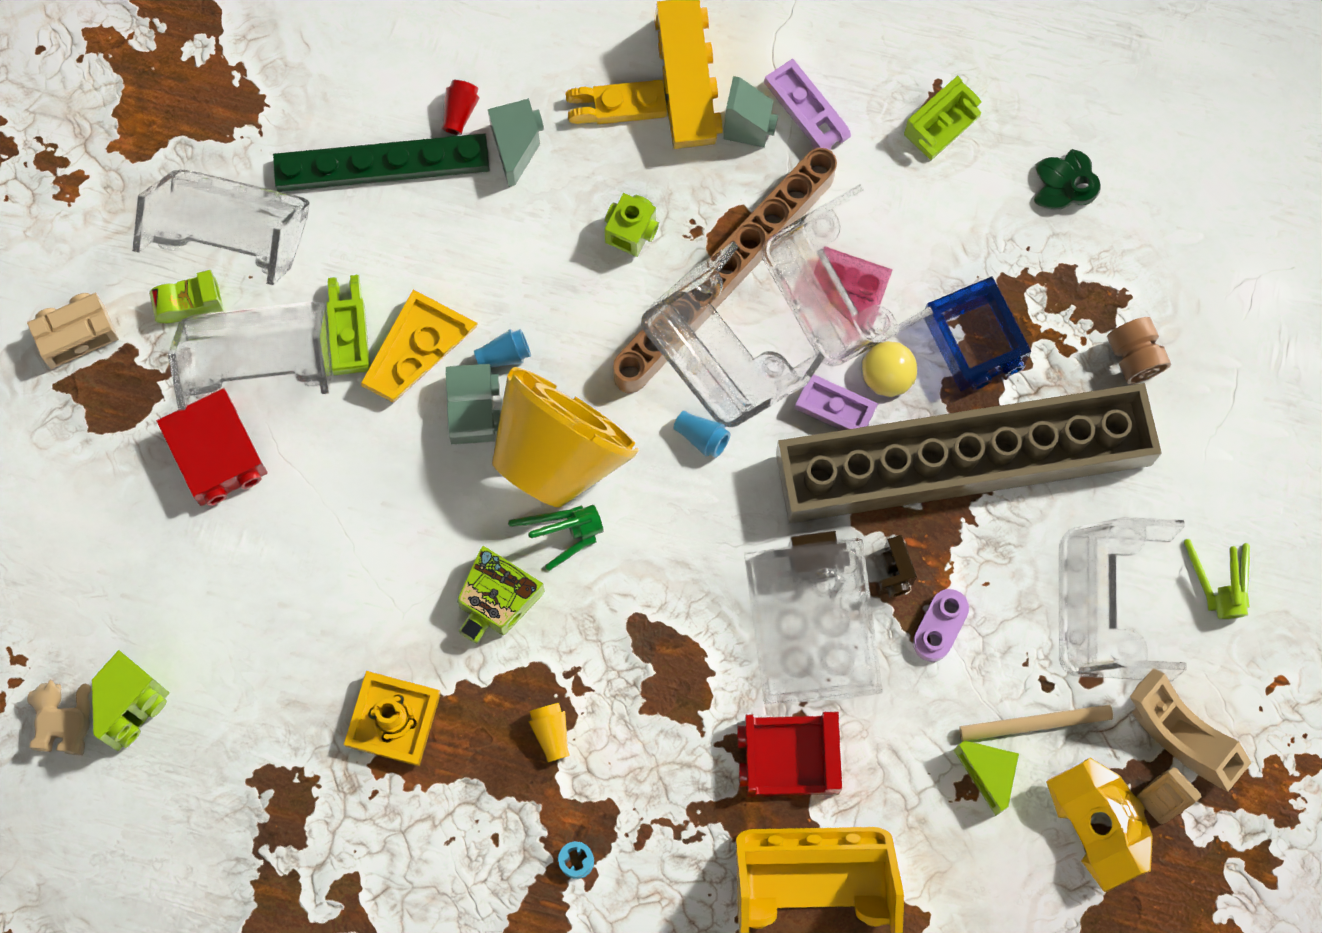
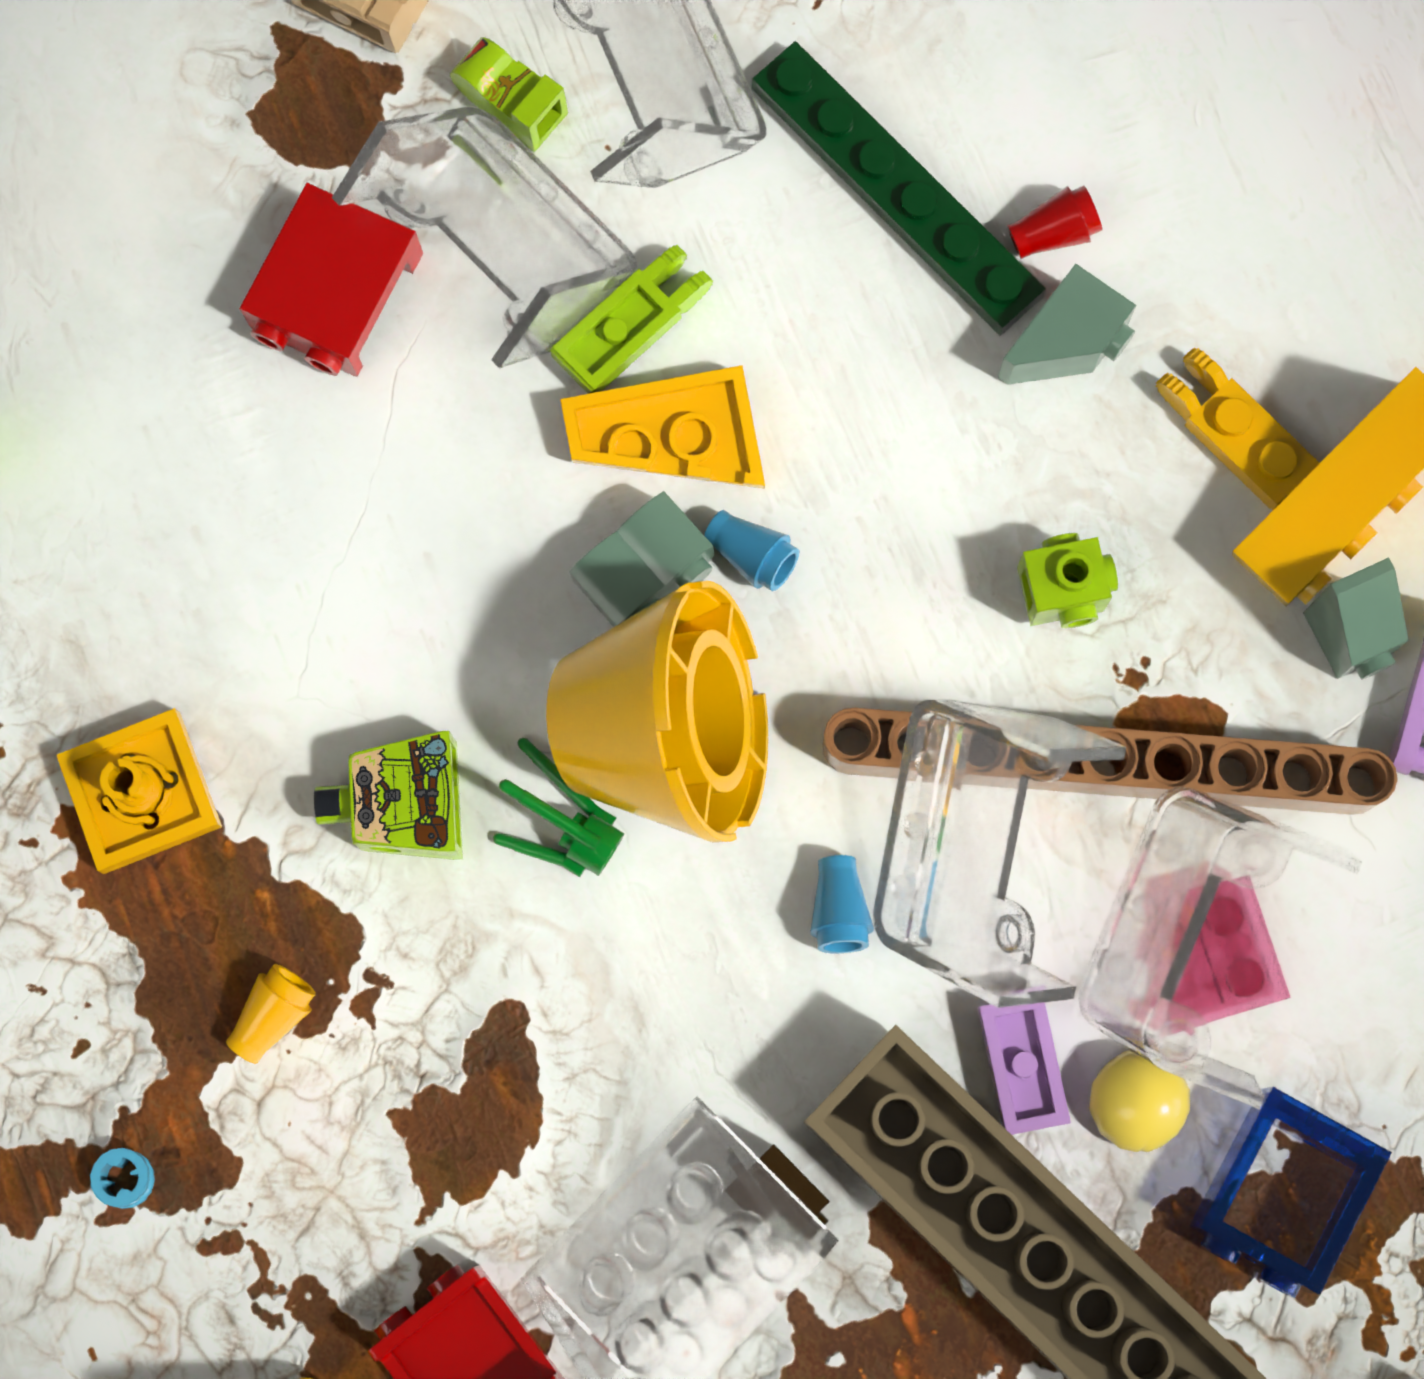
camera: 60 degrees right, 5 degrees up
(896, 561) = (858, 1321): dark brown bracket -> none

